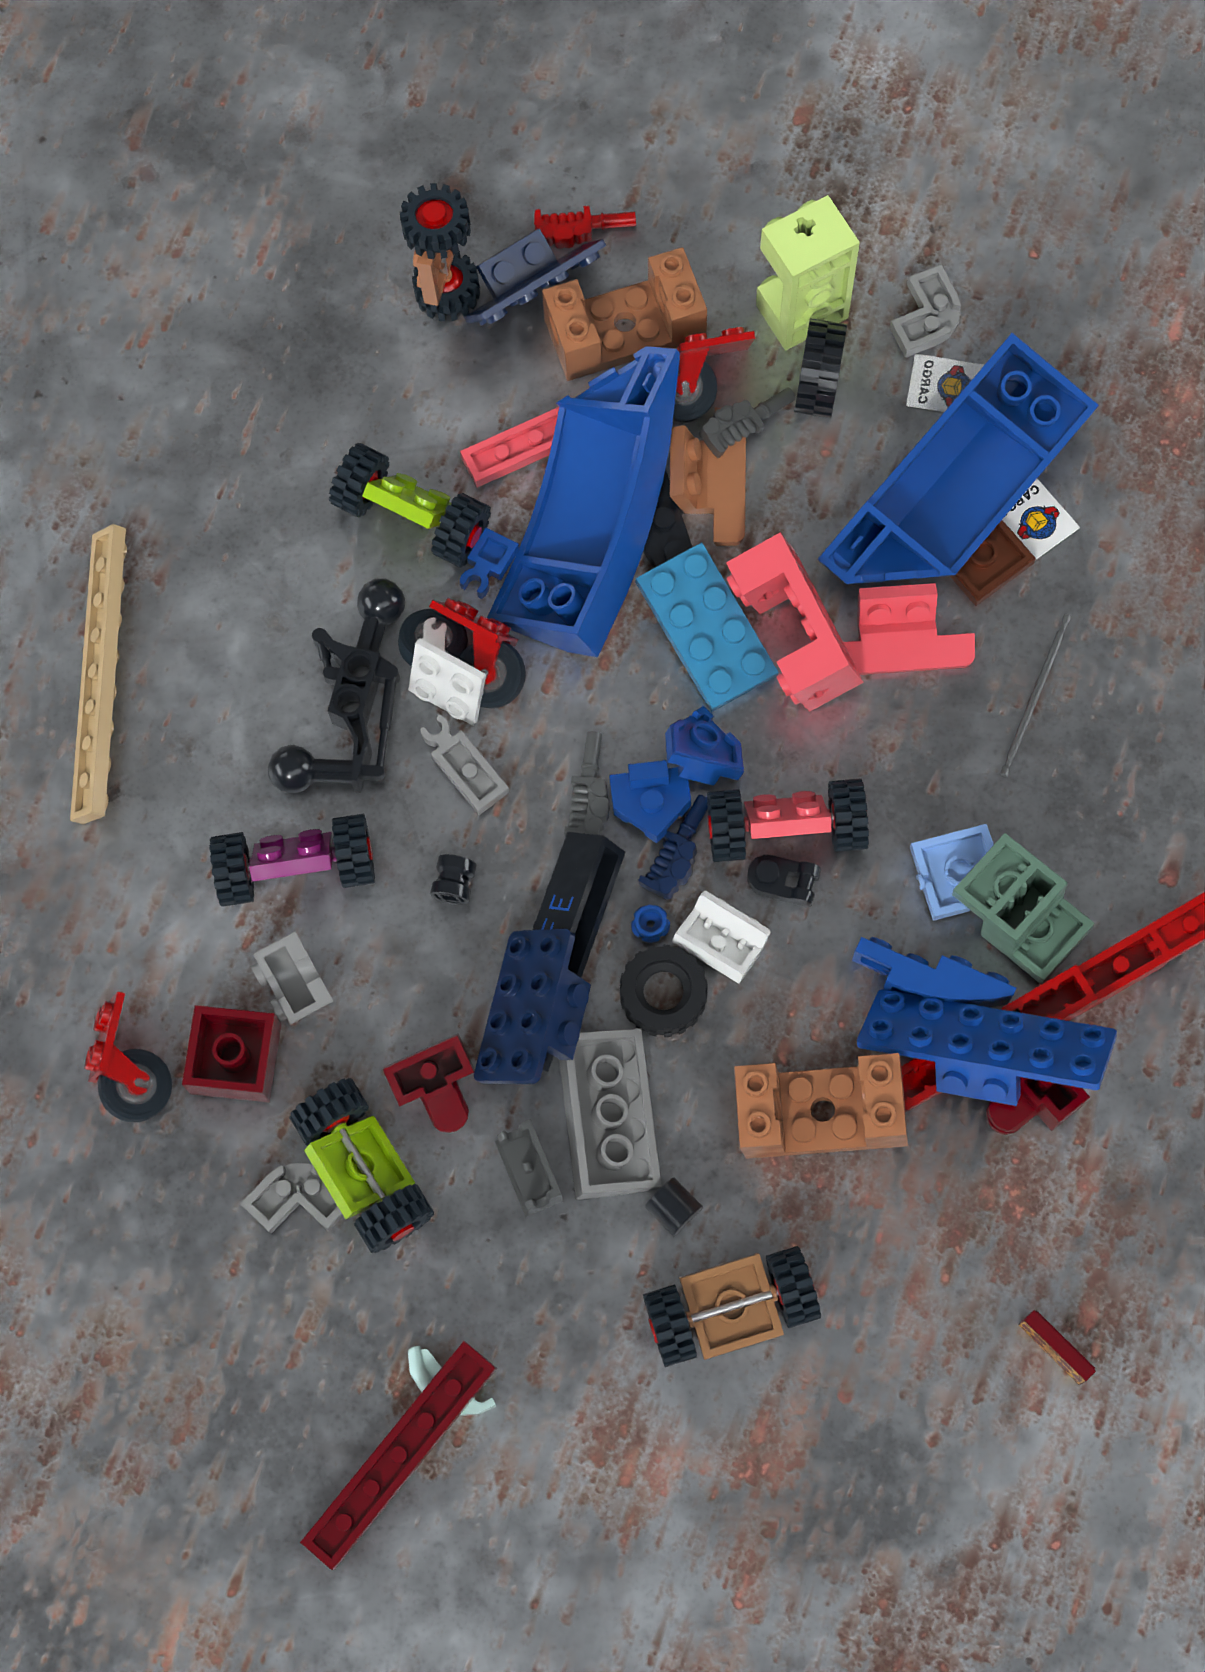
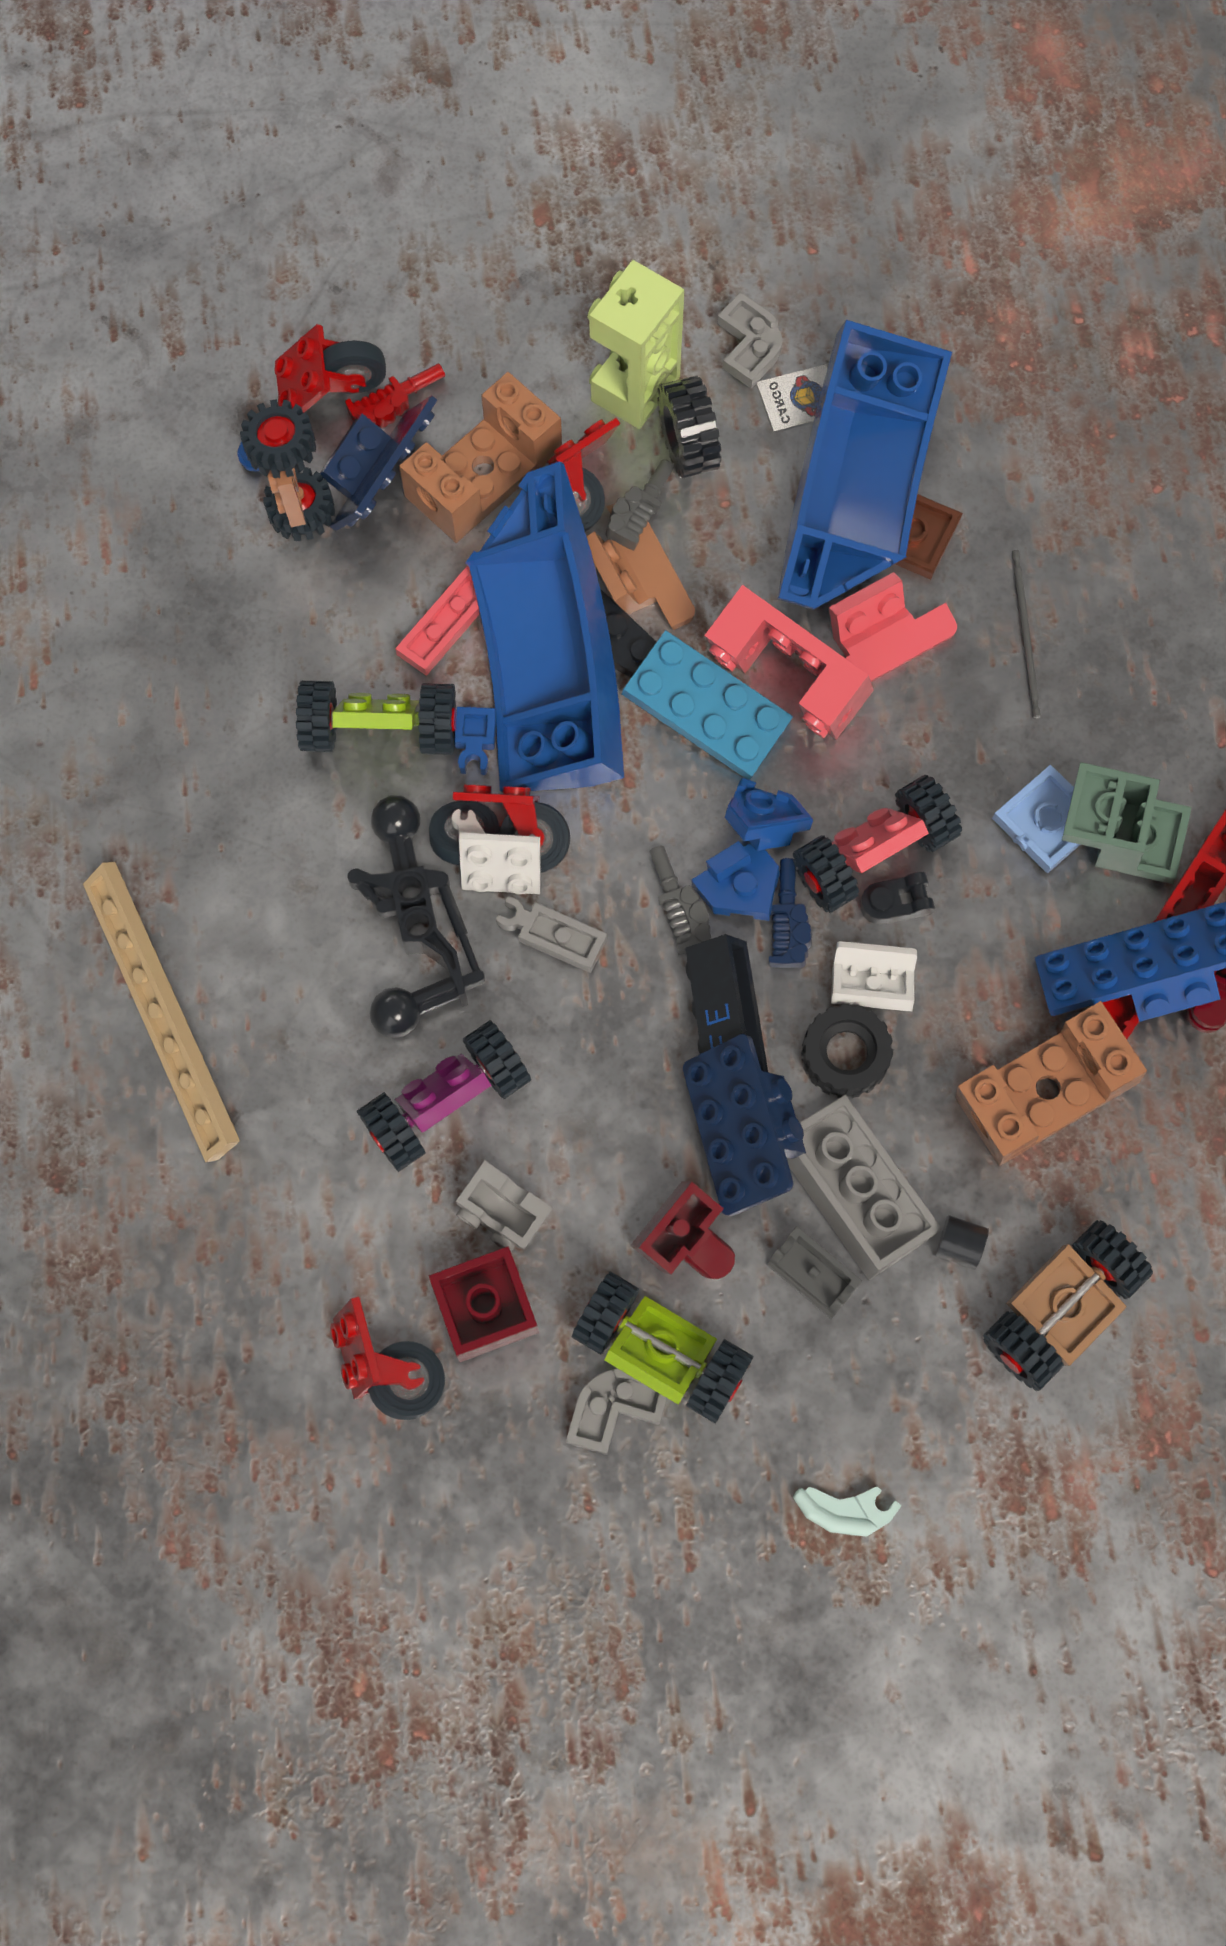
camera: 30 degrees left, 0 degrees up
(398, 1455) = (841, 1600): dark red plate -> none
(453, 879) = (601, 1045): black wheel -> none
(530, 172) = (323, 366): none -> red plate
(650, 913) = (806, 987): blue plate -> none
(950, 981) = (1090, 919): blue slope -> none
(1039, 520) = (948, 479): white sticker -> none

